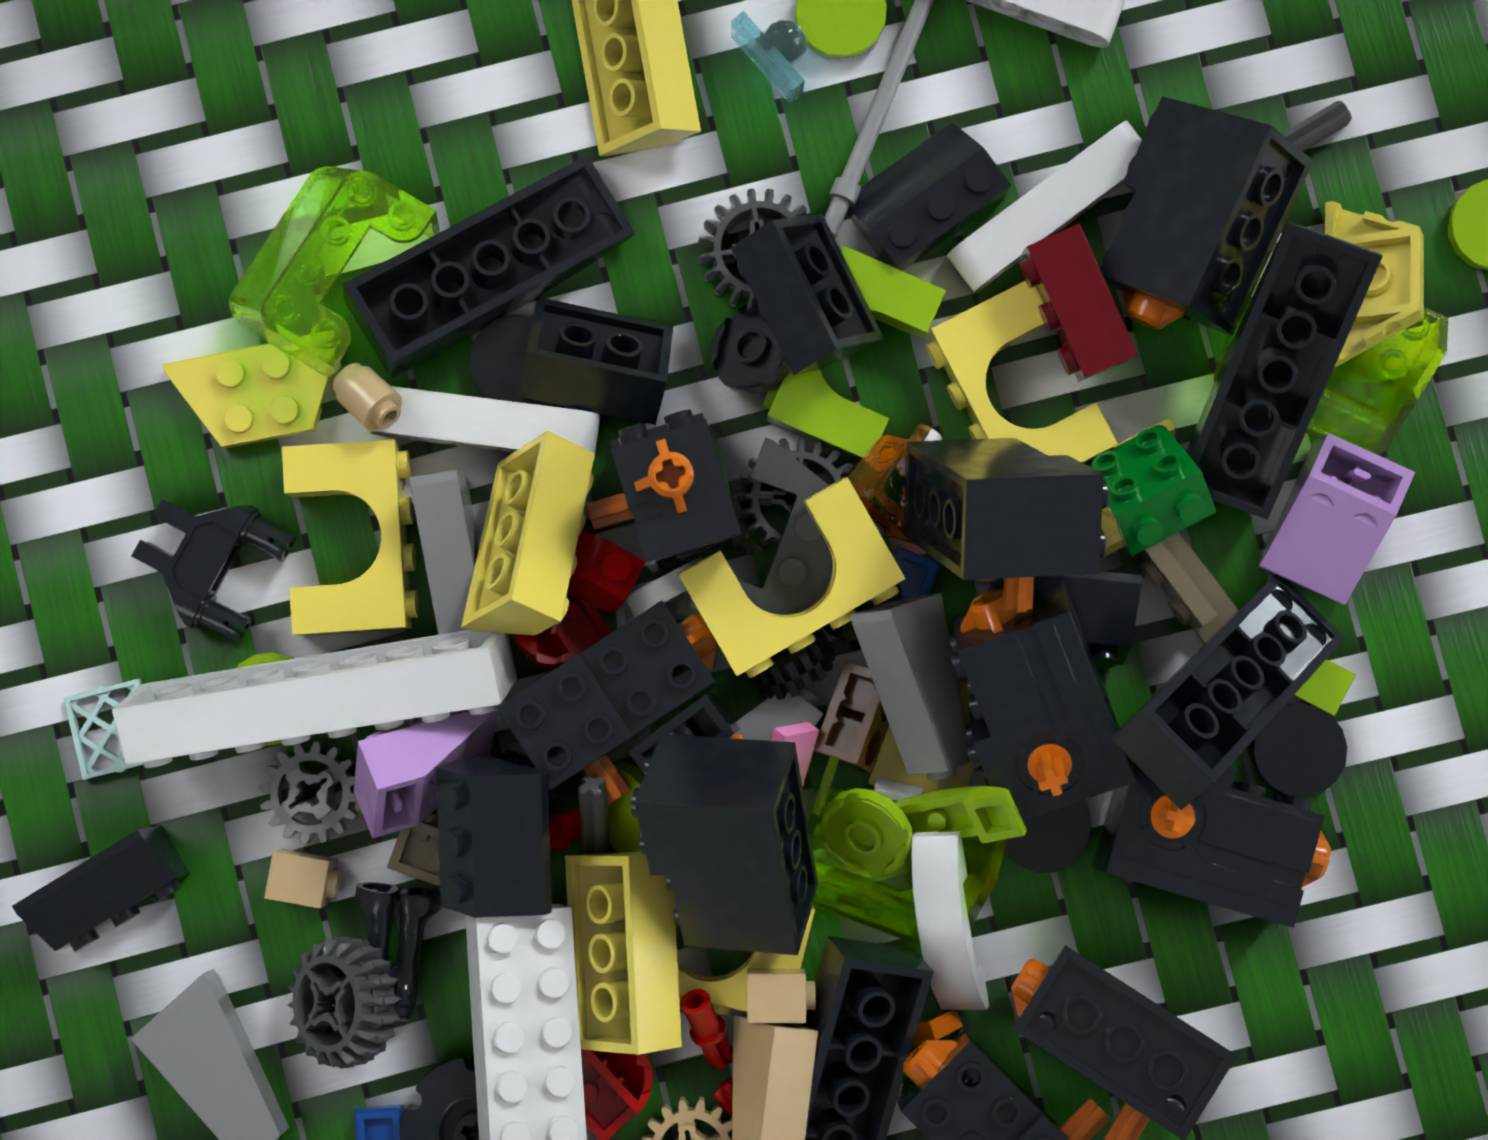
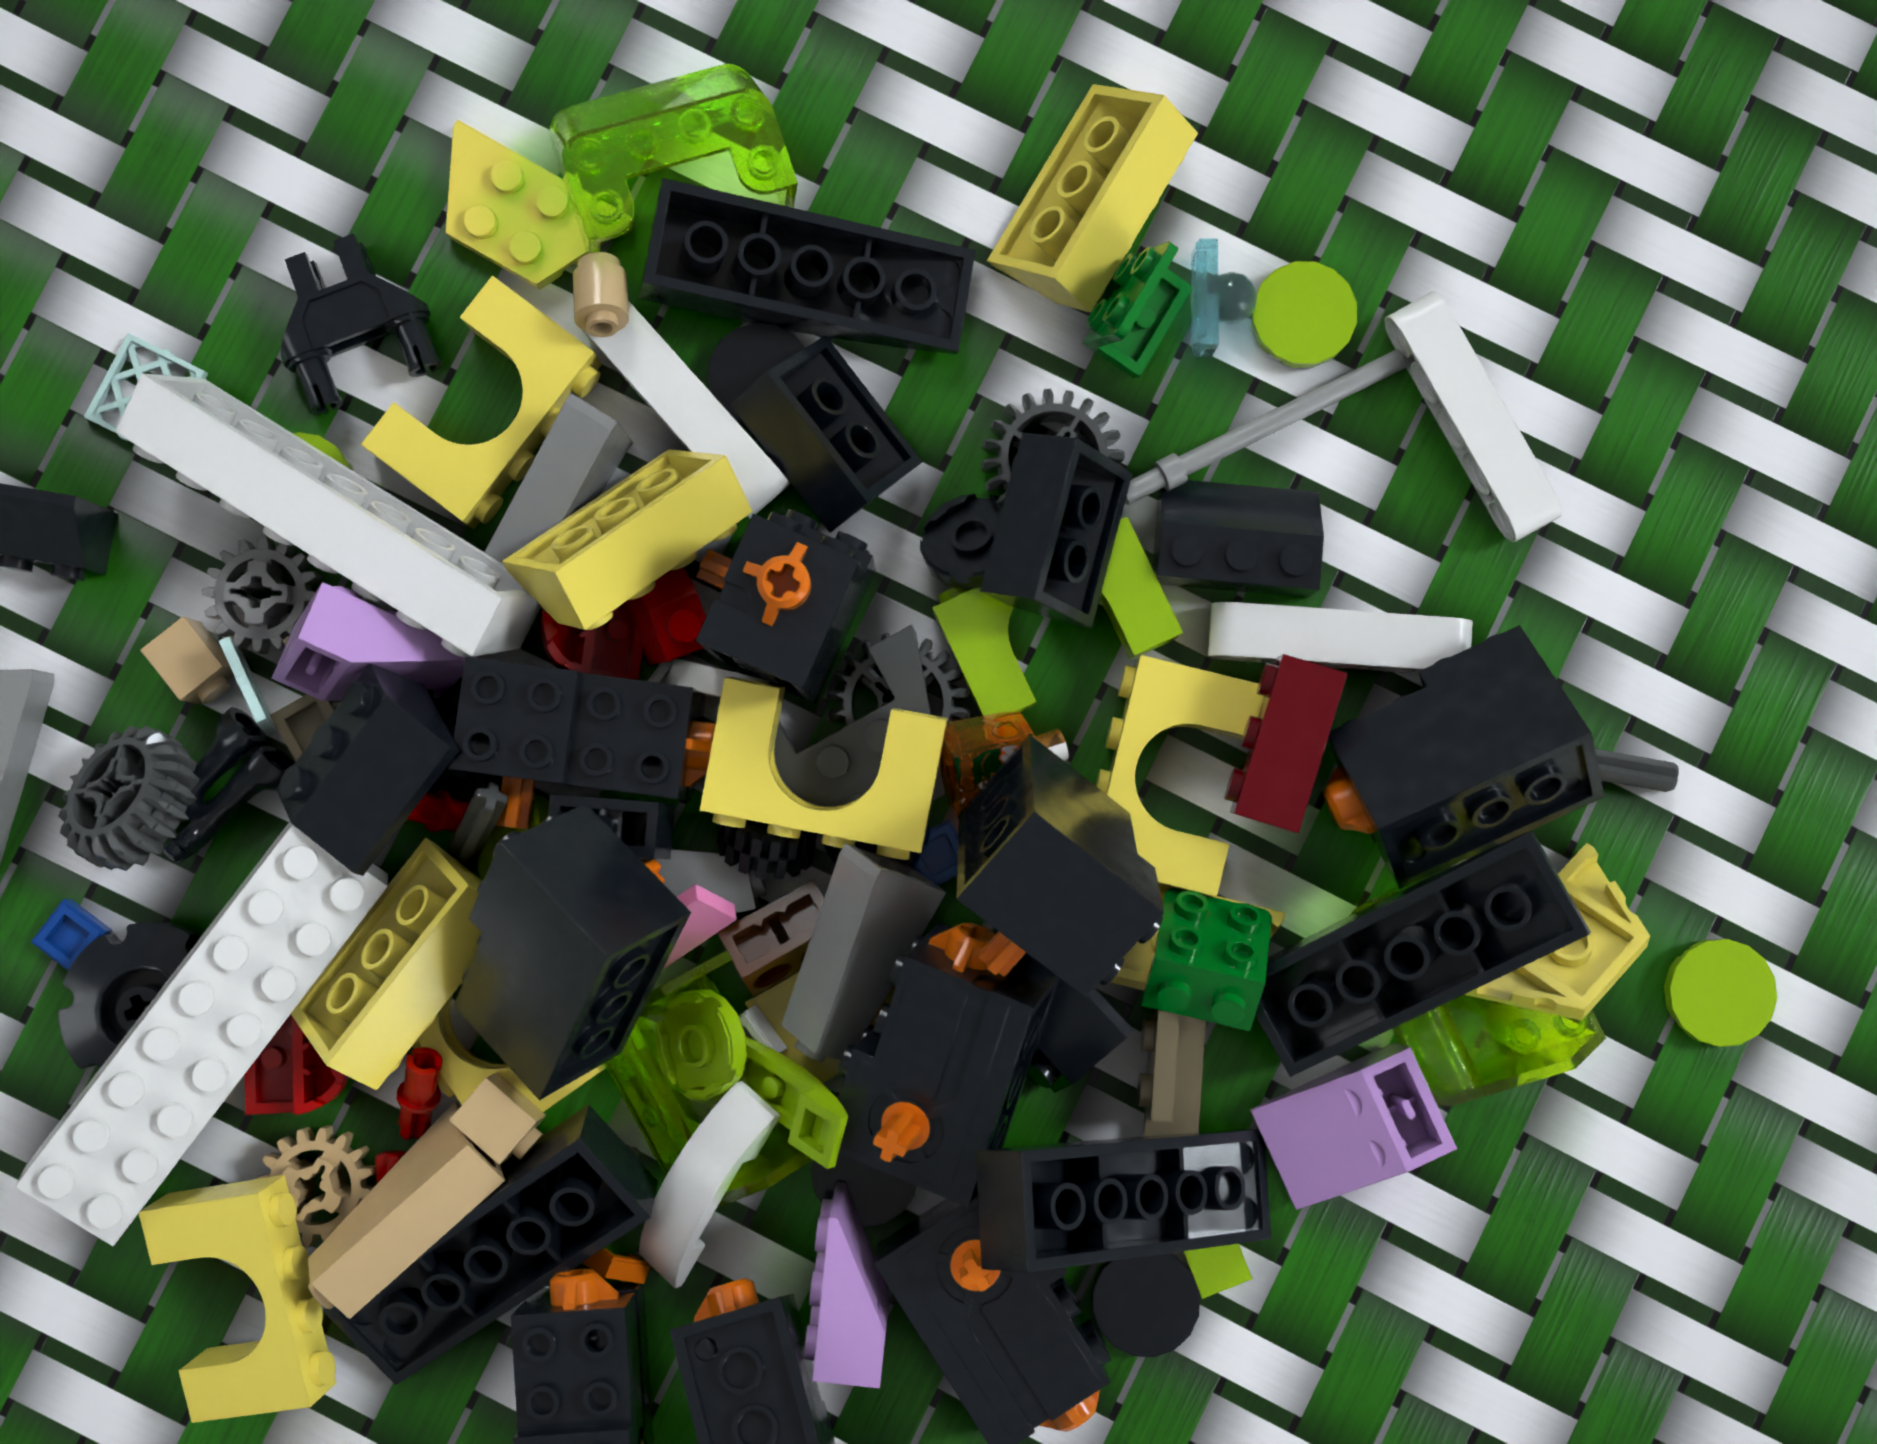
camera: 40 degrees right, 0 degrees up
(358, 859) = (248, 686): none -> light aqua window
(731, 102) = (1139, 310): none -> green bracket
(1121, 927) = (846, 1299): none -> lavender slope

